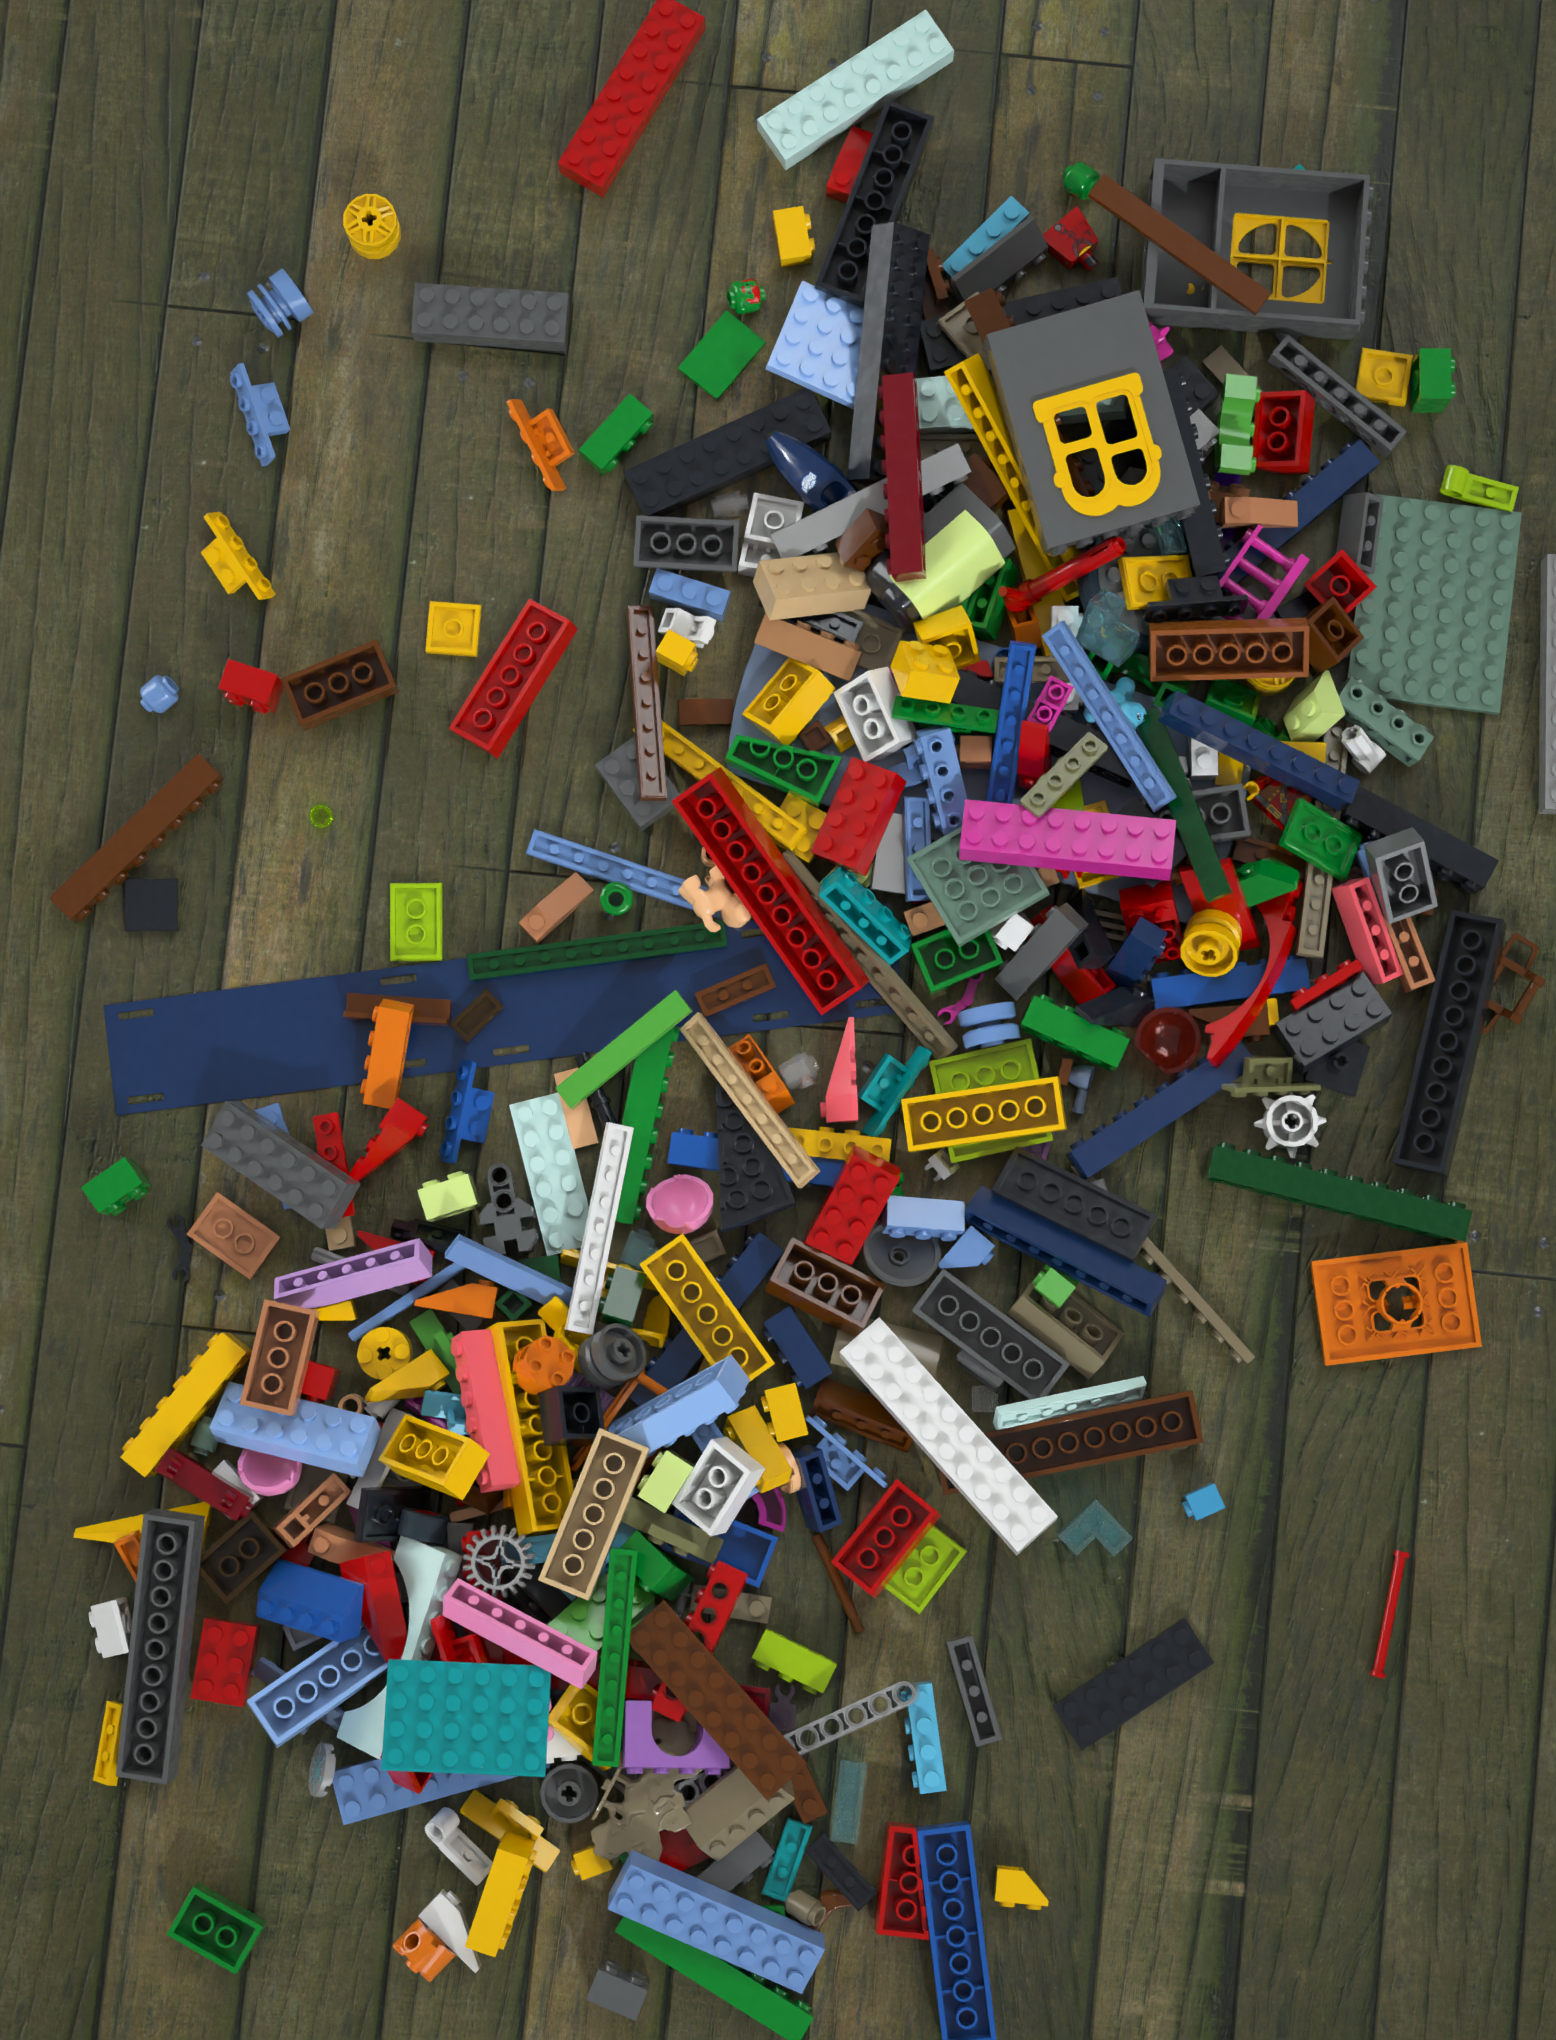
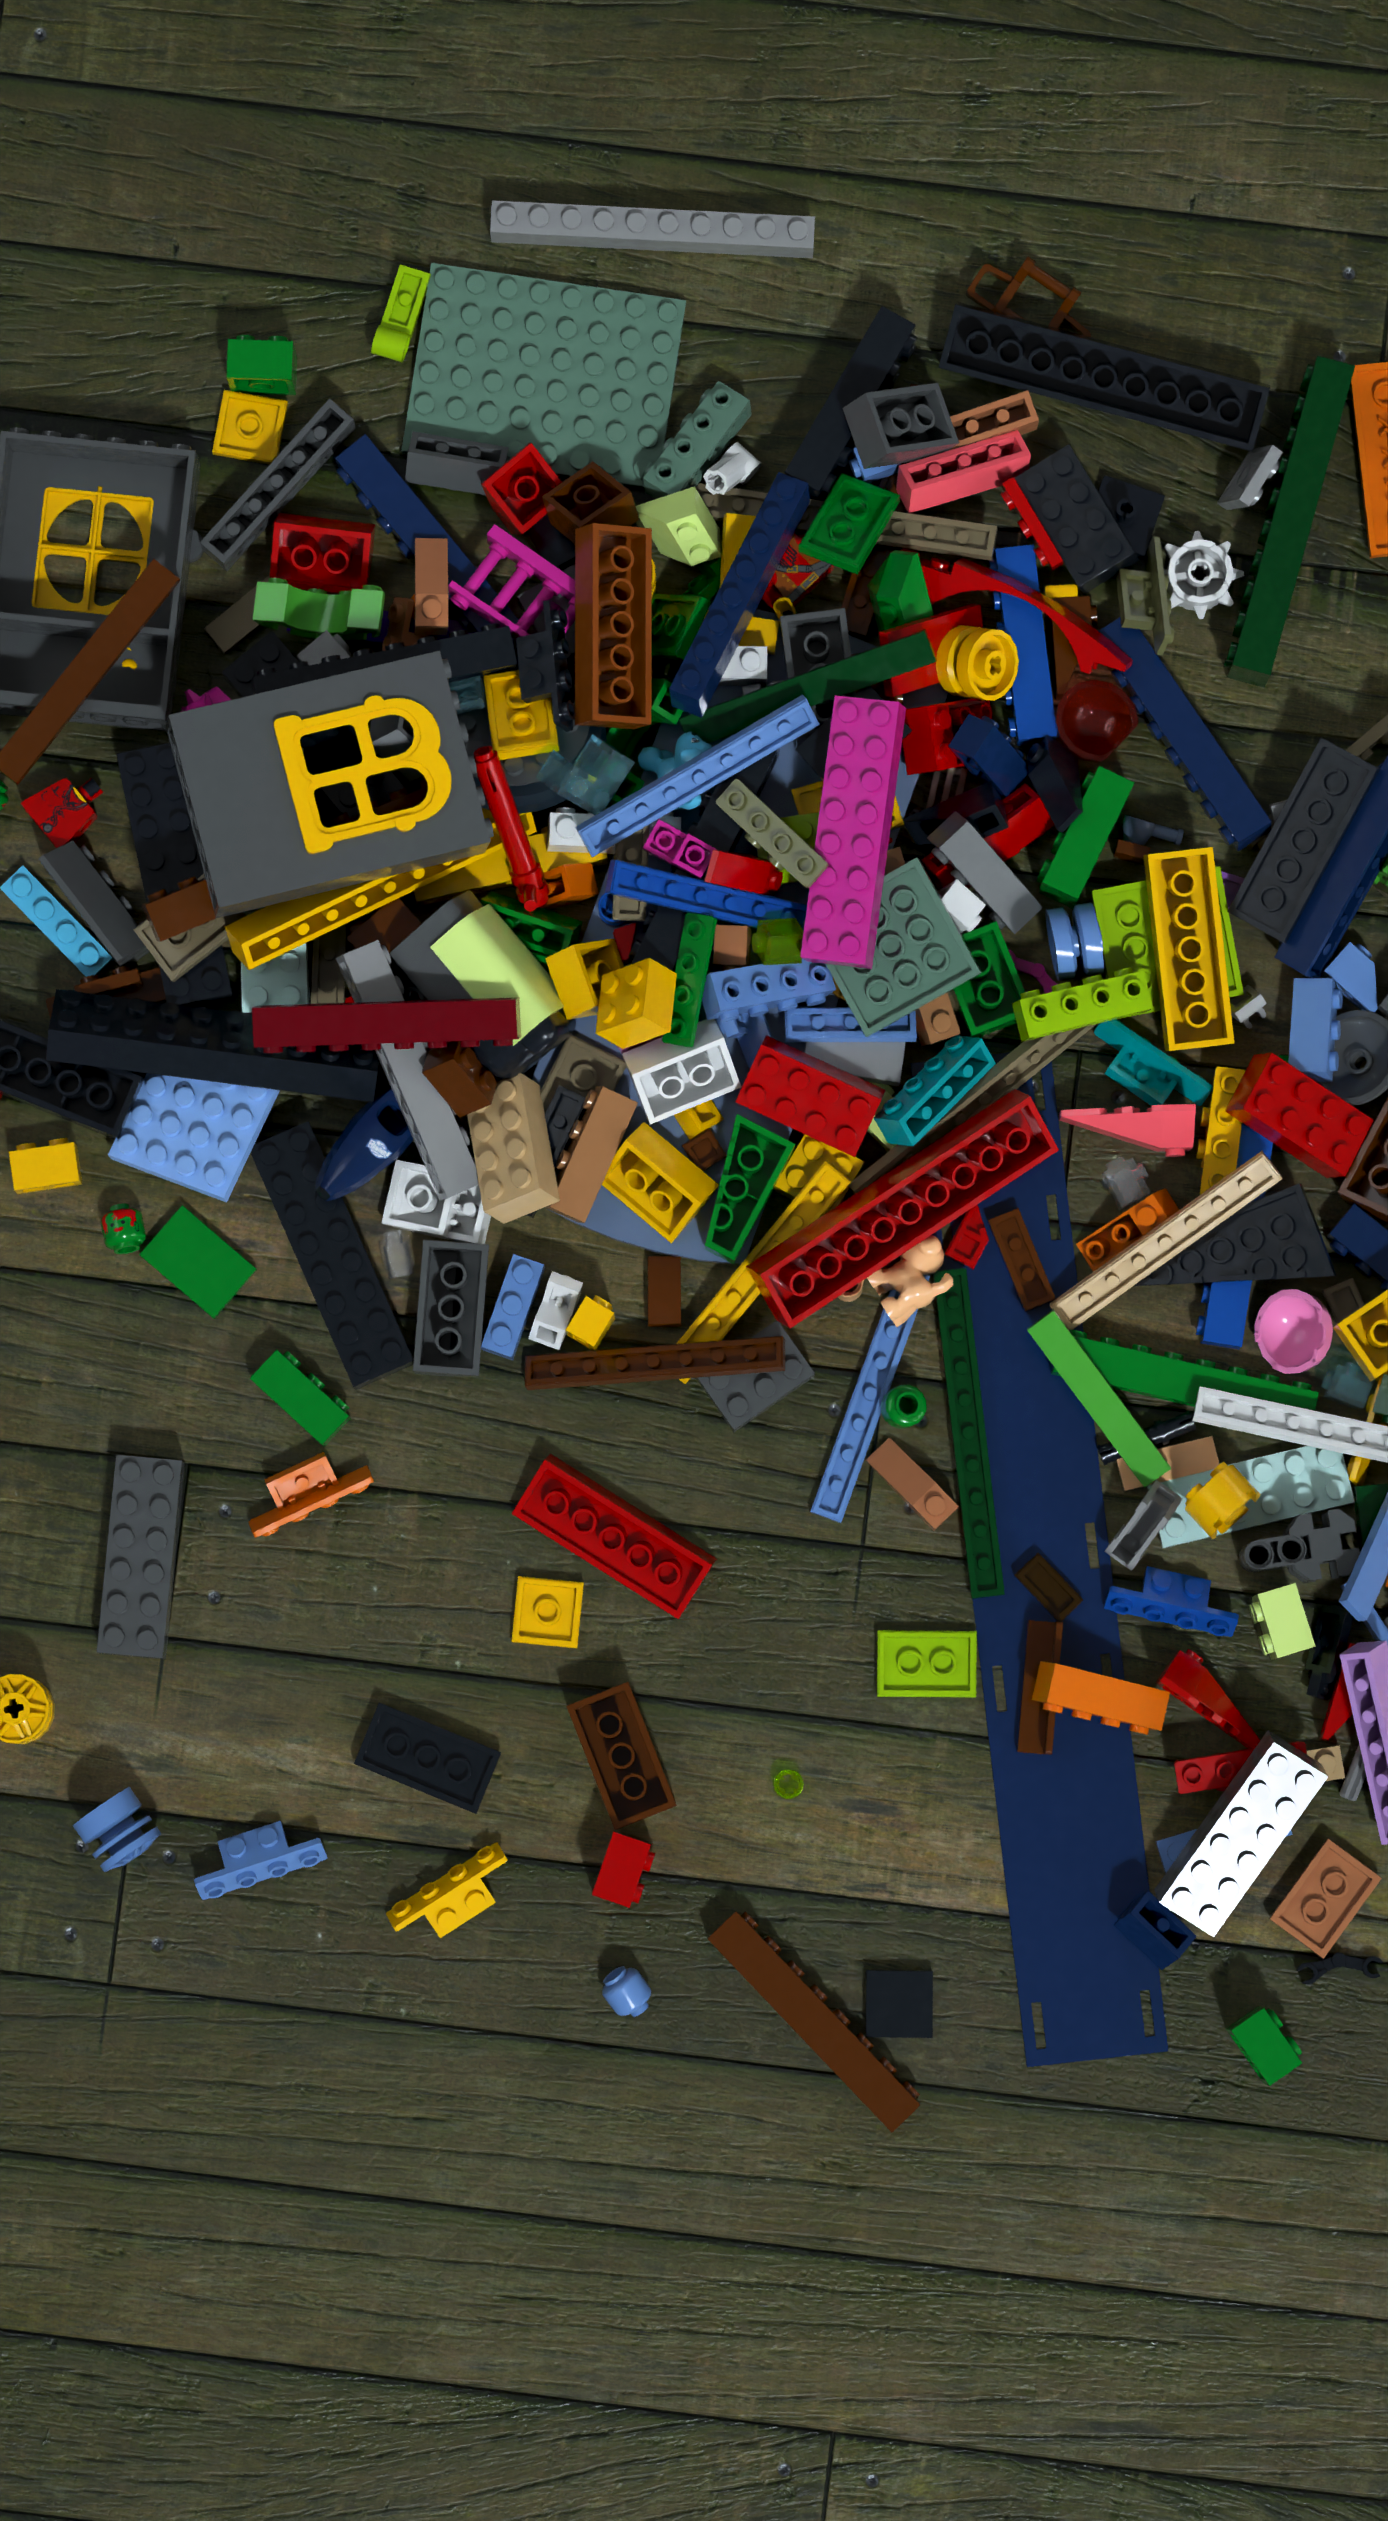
camera: 90 degrees left, 0 degrees up
(206, 1100) = (1155, 1930): none -> dark blue brick
(338, 539) = (427, 1758): none -> black plate
(524, 1086) = (1143, 1526): none -> light grey piece
(543, 1145) = (1220, 1500): none -> yellow brick
(751, 949) = (969, 1239): none -> red tile
(936, 1030) = (1082, 1005): none -> lime brick
(979, 784) = (778, 941): none -> clear neon green brick
(1362, 1157) = (1247, 482): none -> light grey plate

